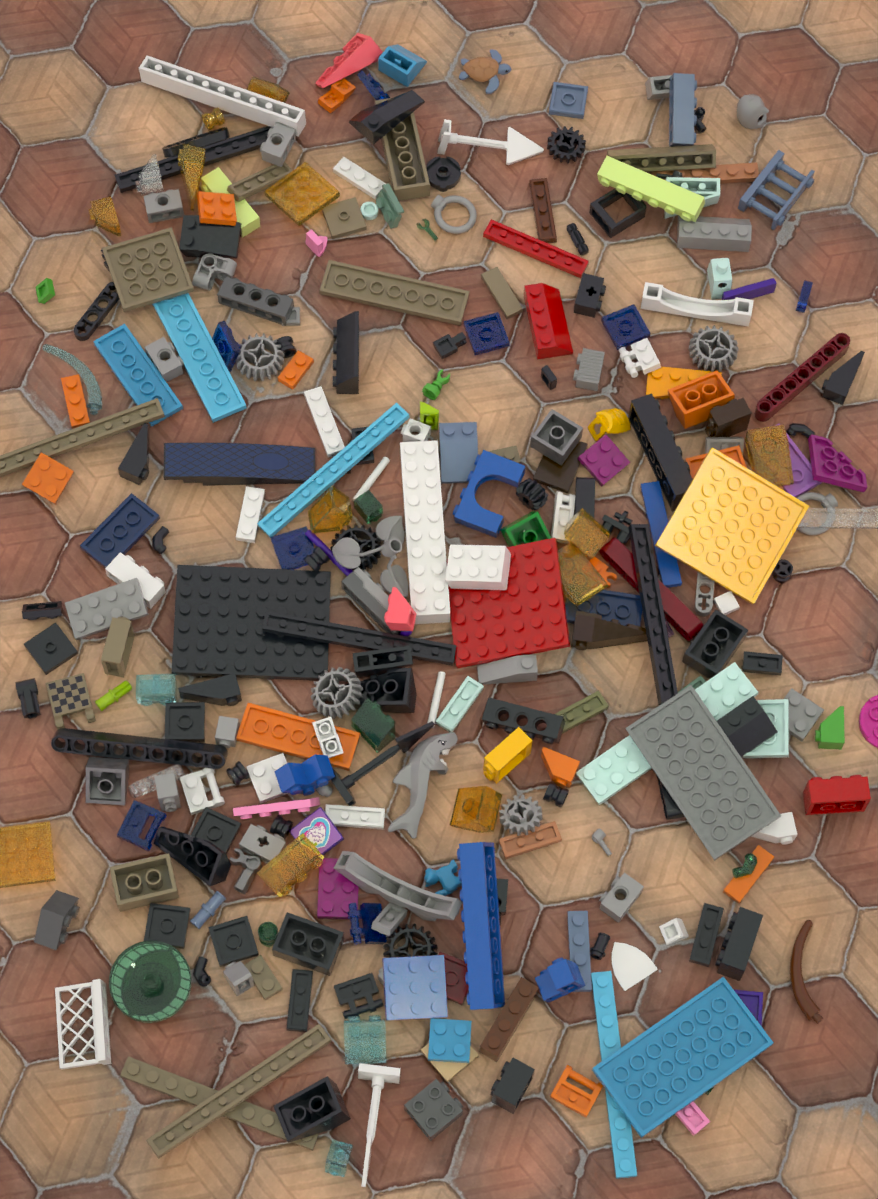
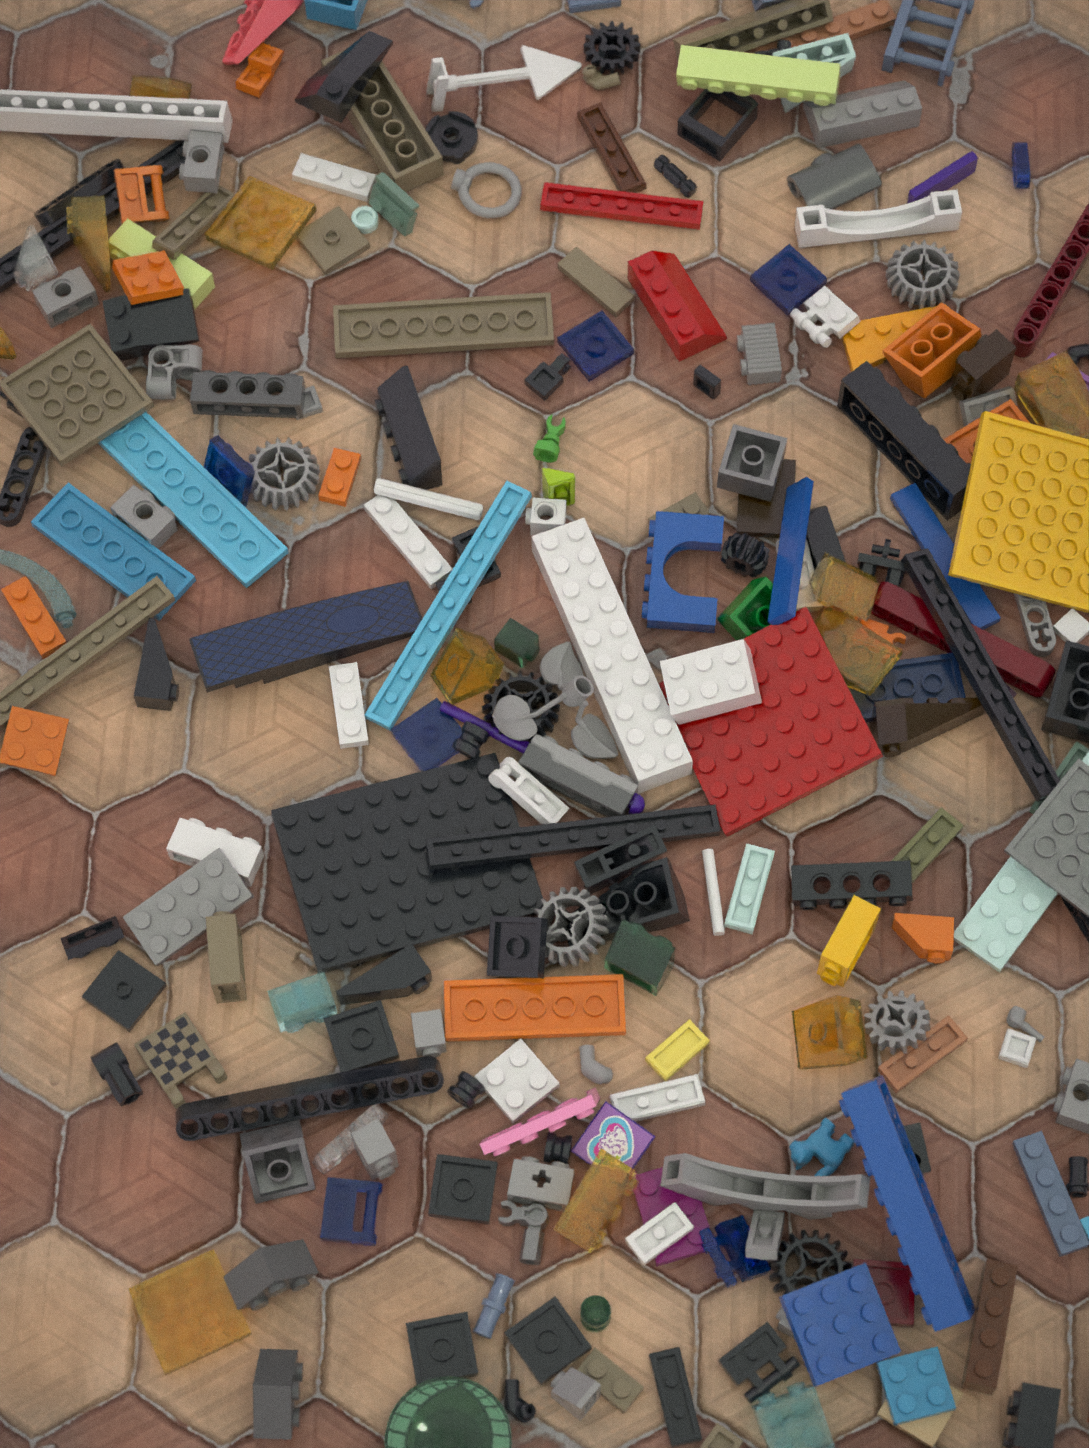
camera: 15 degrees left, 0 degrees up
(78, 845) = (270, 1273): none -> dark grey brick
(113, 695) = (241, 1031): lime axle -> none
(120, 530) = (166, 787): dark blue plate -> none
(144, 882) = (387, 1295): dark tan brick -> none
(157, 540) = (227, 784): black arm -> none
(194, 854) = (446, 1229): black wedge -> none
(195, 791) = (413, 1137): white plate -> none
(213, 119) = (93, 152): clear yellow wheel -> none
(227, 151) = (133, 197): none -> orange plate
(287, 346) = (316, 446): black wheel -> none
(299, 695) = (517, 947): none -> black plate
(305, 776) = (569, 1063): blue brick -> none
(308, 944) = (660, 1309): black brick -> none
(316, 243) = (305, 287): bright pink tile -> none
(323, 897) = (659, 1233): none -> white plate
(327, 737) = (580, 996): white slope -> none
(341, 602) = (528, 792): none -> white plate
(345, 400) = (428, 499): none -> white axle
(372, 478) = (505, 601): white bar -> none
(373, 87) = (309, 41): clear blue plate -> none
(377, 790) = (677, 1050): none -> light yellow tile
(400, 613) = (623, 781): coral slope -> none
(404, 743) = (627, 1057): black piece -> none
(416, 777) = (729, 1013): light grey piece -> none
(427, 229) = (456, 221): clear green hand -> none
(457, 451) = (617, 524): sand blue slope -> none
(509, 670) = (803, 817): light grey slope -> none
(550, 163) = (598, 80): none -> dark tan arm
(555, 794) = (934, 976): black wheel -> none
(559, 500) = (790, 552): none -> blue tile
(559, 979) = (1042, 1246): blue brick -> none
(587, 304) = (721, 249): black brick -> none
(592, 855) = (1017, 1048): none -> white tile
(603, 460) = (832, 475): magenta plate -> none
(612, 421) = (820, 416): yellow piece -> none
(680, 270) = (835, 178): none -> dark grey panel
(719, 272) = (895, 165): light aqua torso -> none

